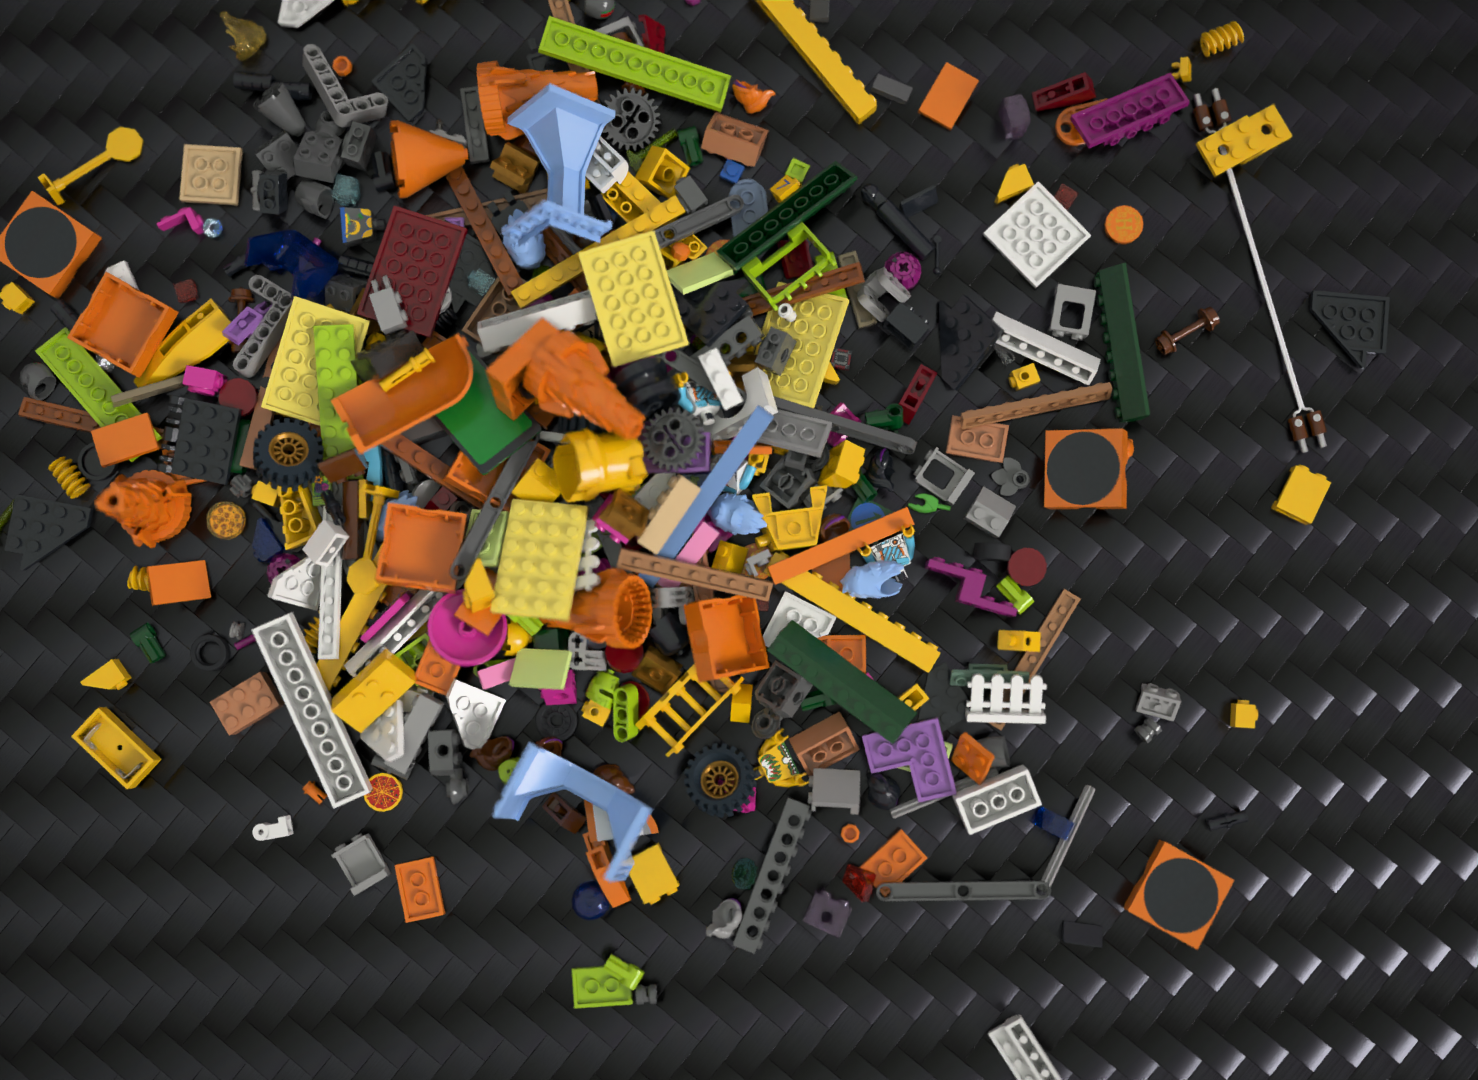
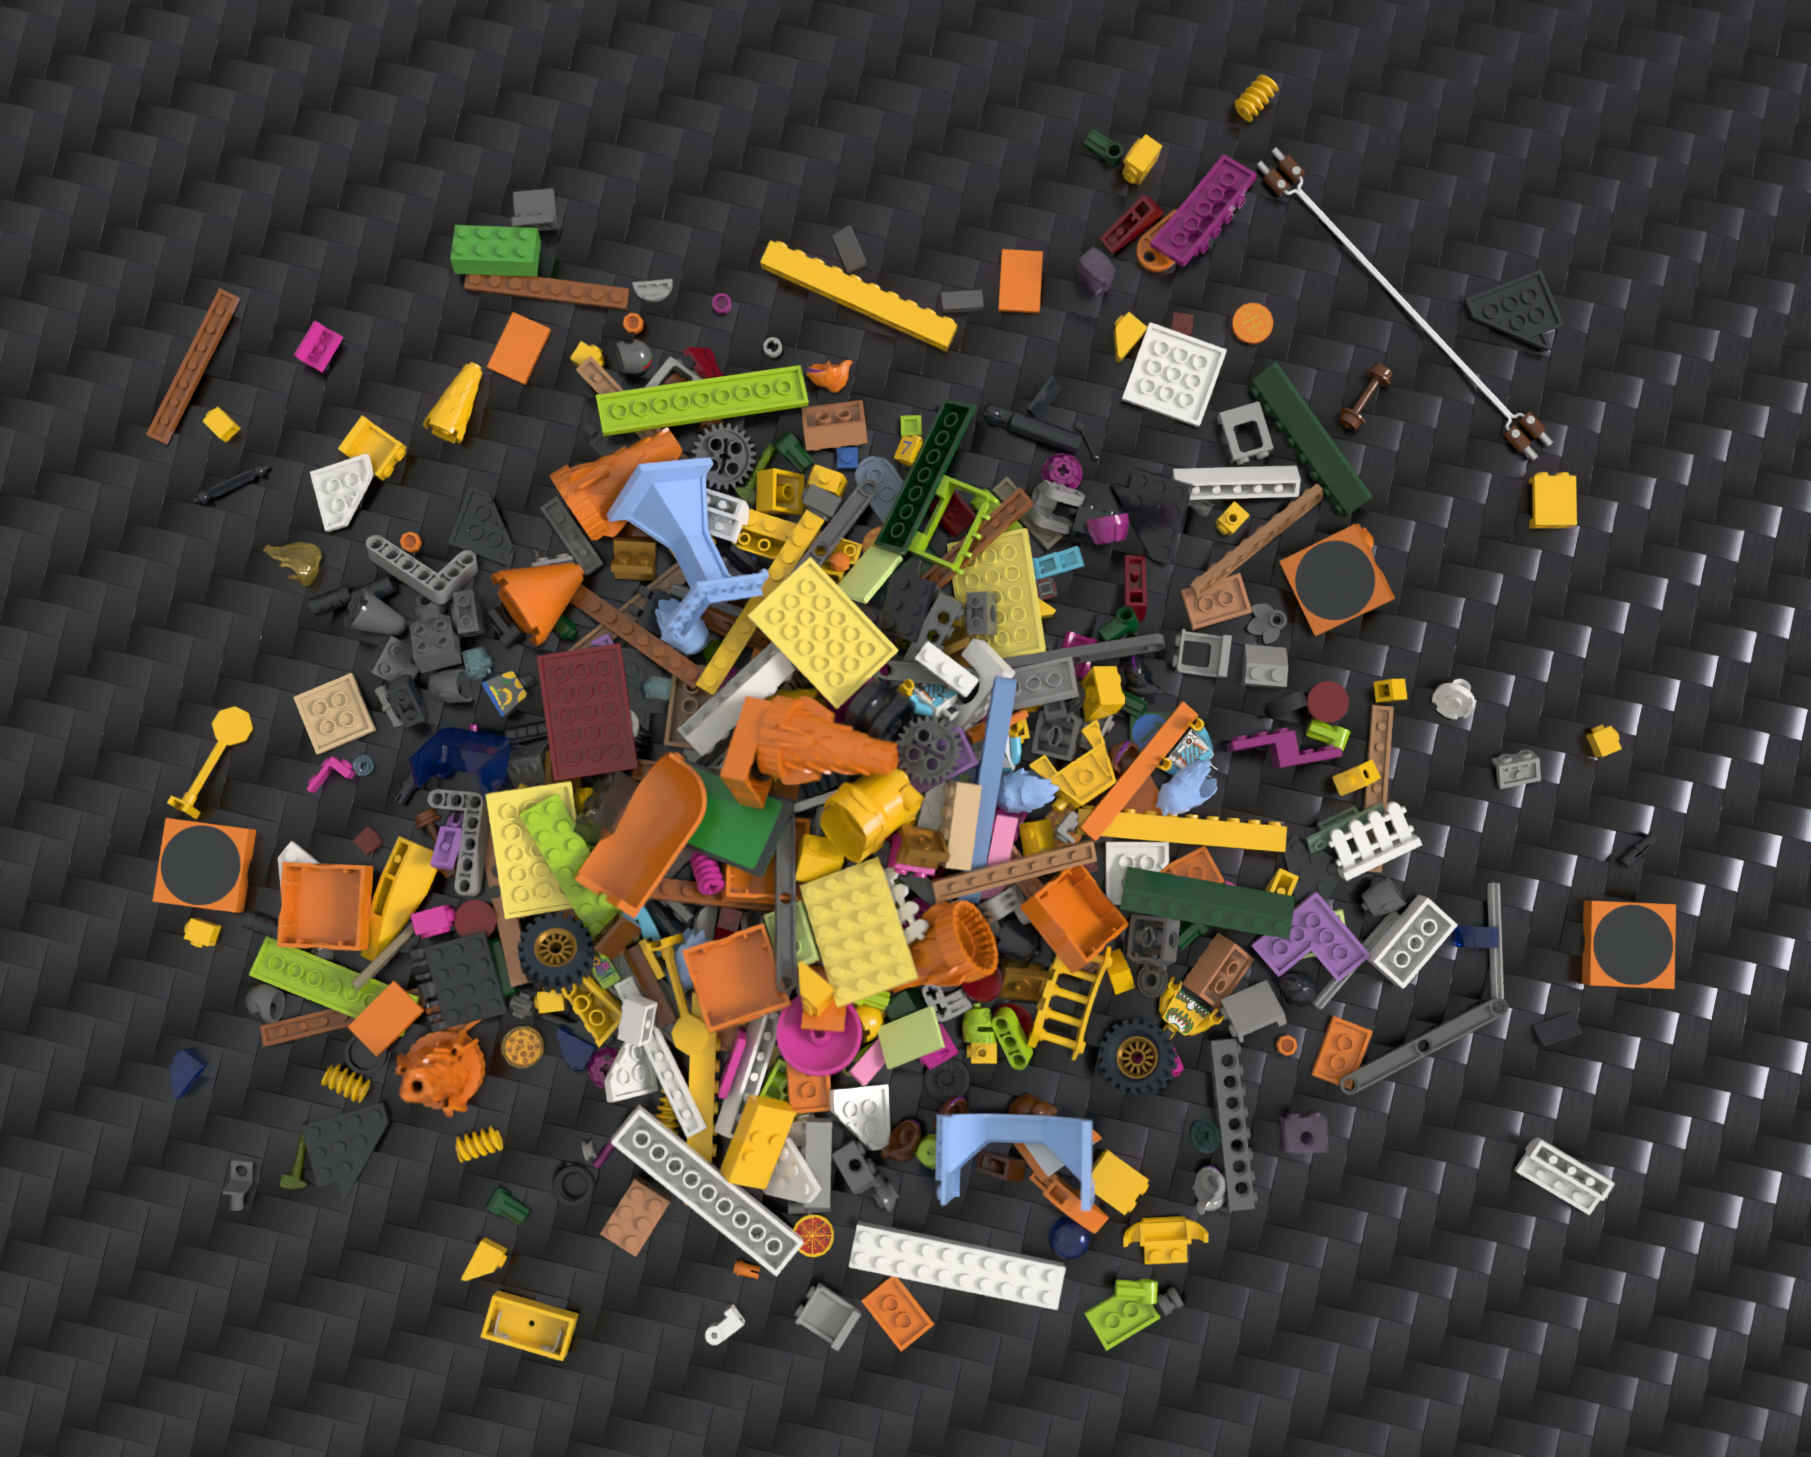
camera: 35 degrees left, 0 degrees up
(178, 582) = (509, 1132): orange tile -> none
(333, 507) = (626, 982): black pin -> none
(387, 307) = (583, 759): light grey hinge -> none
(414, 365) = (638, 802): yellow pin -> none
(431, 196) = (565, 628): none -> dark green plant
(441, 451) = (706, 874): none -> dark pink piece
(486, 875) = (957, 1265): none -> white brick
(668, 940) = (1165, 1238): none -> yellow plate
(706, 182) = (827, 480): none -> yellow torso
(711, 53) = (768, 351): none -> light grey bush
(786, 311) = (972, 570): white pin -> none
(859, 881) = (1320, 1087): clear red slope -> none
(860, 342) = (1057, 563): none -> medium azure slope
(914, 330) = (1108, 528): none -> magenta piece
(931, 504) = (1203, 687): bright green hand -> none
(972, 758) = (1368, 913): orange plate -> none
(1073, 18) = (1102, 146): none -> dark green piece
(1084, 583) = (1390, 690): none -> yellow brick
(1098, 43) = (1141, 159): none -> yellow brick
(1134, 617) = (1454, 699): none -> white tile
(1147, 730) = (1520, 801): dark grey wheel -> none
(1184, 69) = (1235, 144): yellow tile -> none
(1243, 140) = (1327, 186): yellow bracket -> none

